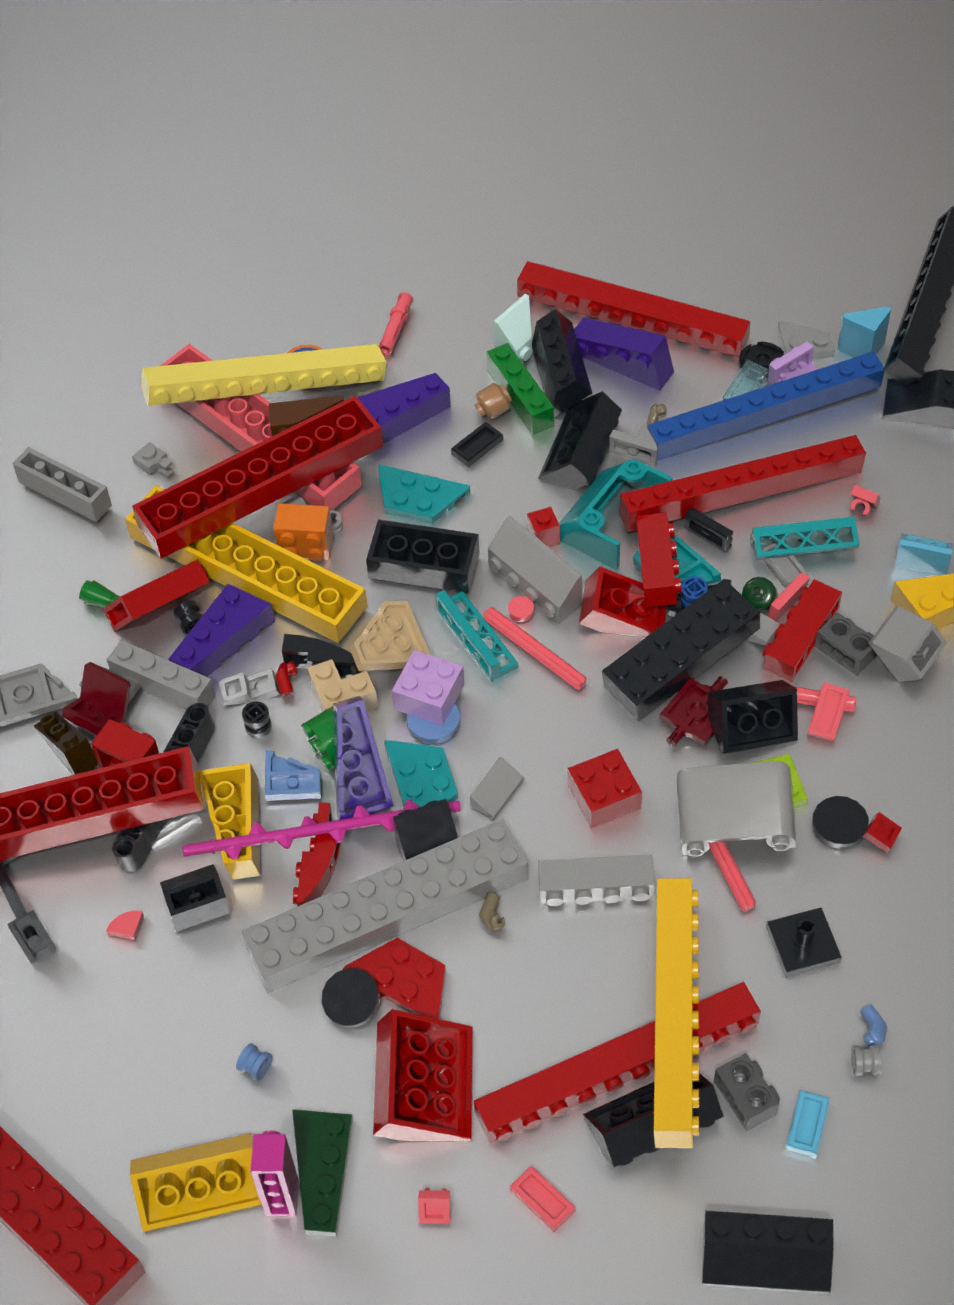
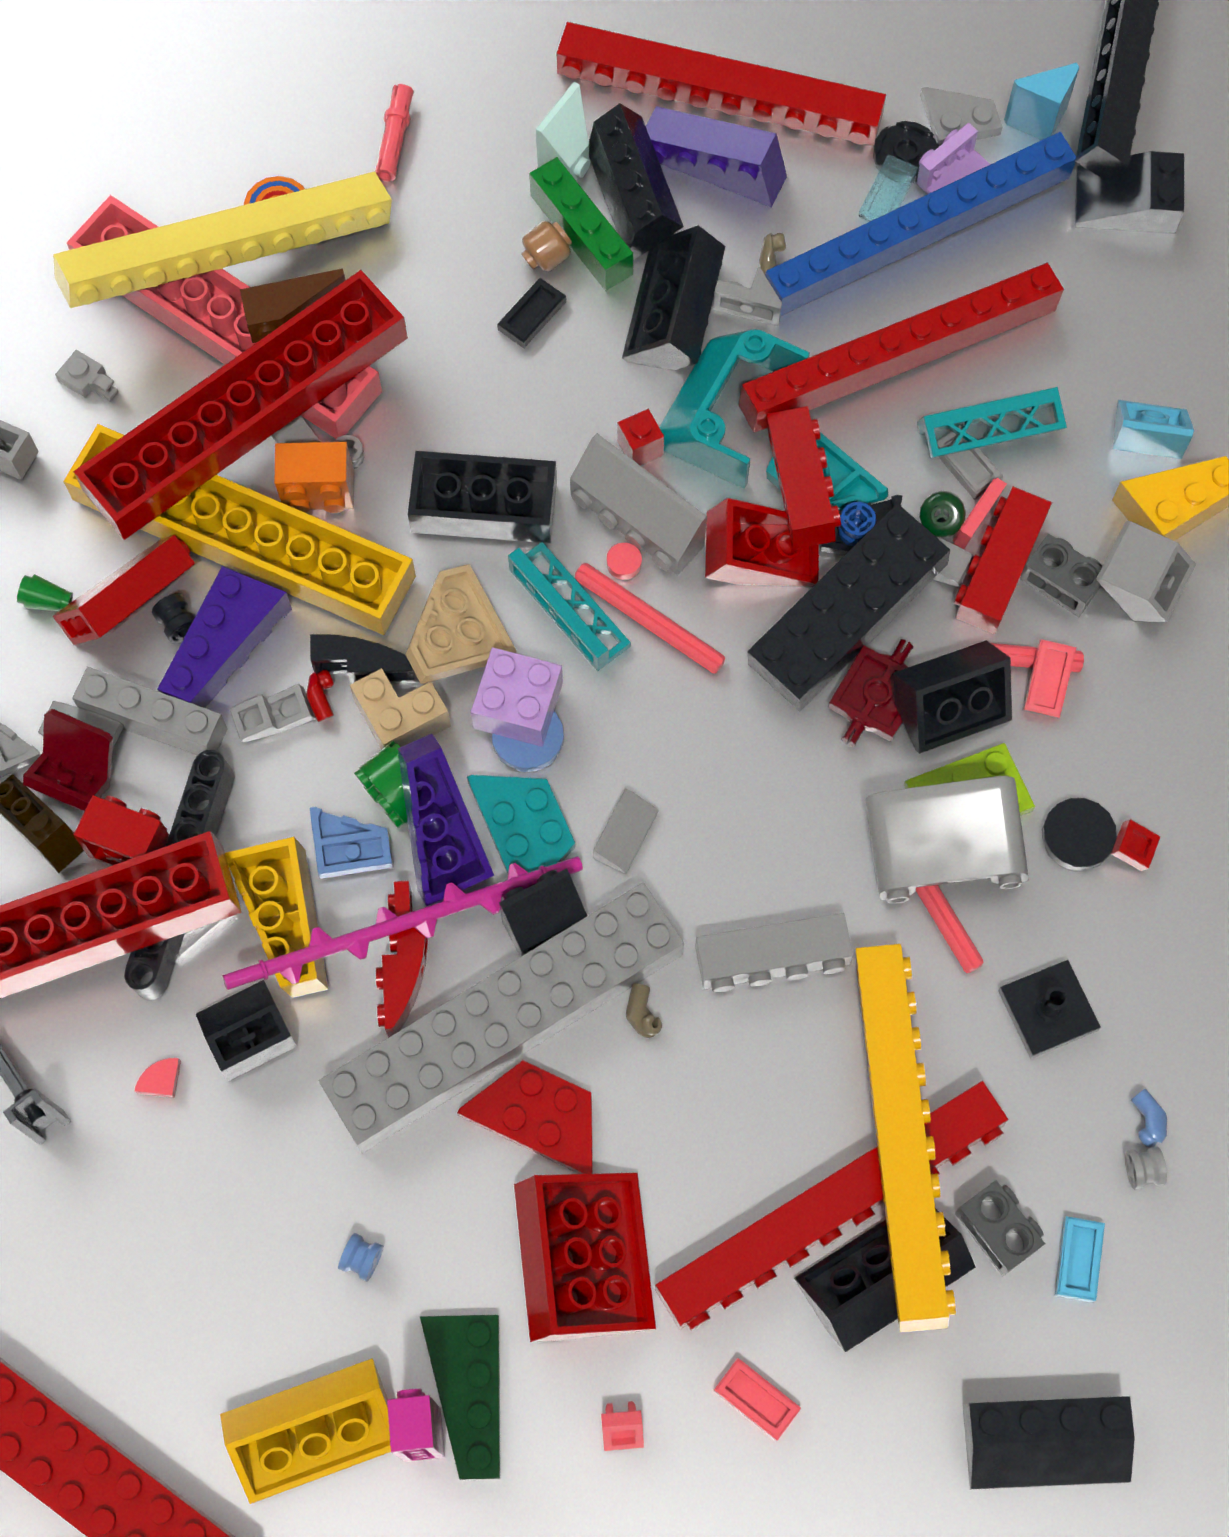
camera: 10 degrees left, 15 degrees up
(256, 719) = (292, 770): black wheel -> none
(350, 998) = (474, 1153): black tile -> none
(407, 404) = (424, 263): dark purple wedge -> none
(417, 494) = (461, 398): teal wing -> none
(604, 788) = (769, 819): red brick -> none
(708, 529) = (863, 420): black tile -> none
(864, 497) = (1065, 353): coral tile -> none

